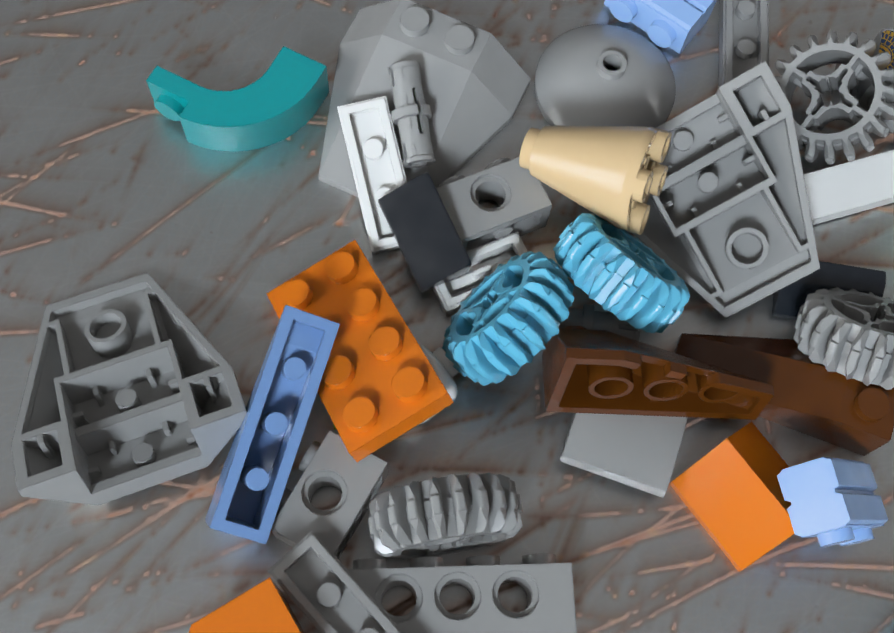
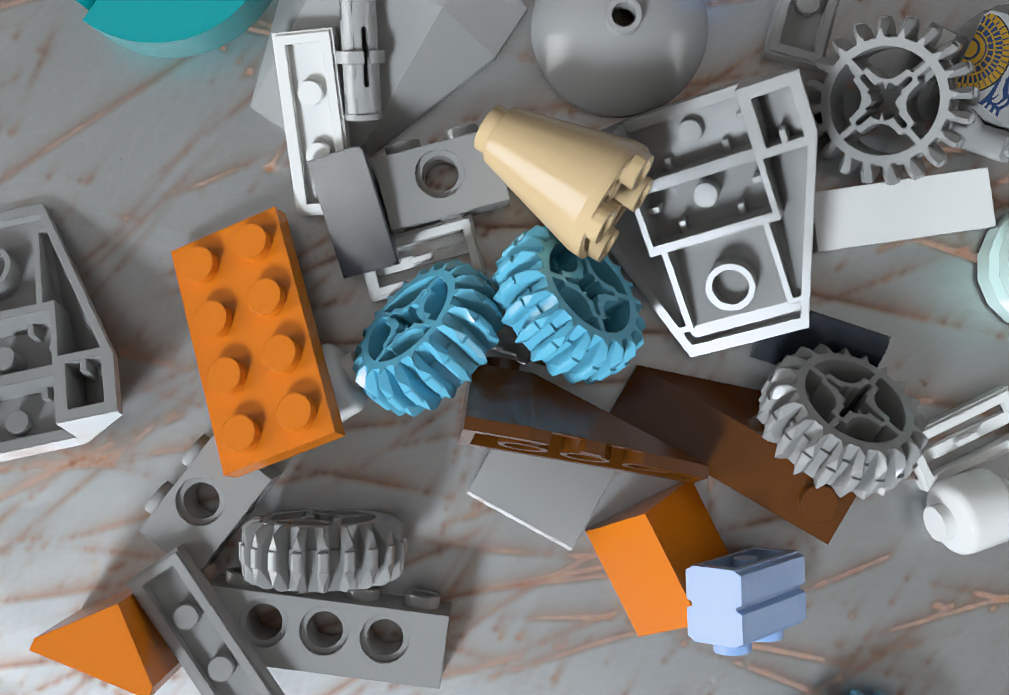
camera: 15 degrees right, 20 degrees up
(273, 426) = (147, 428): medium blue slope -> none

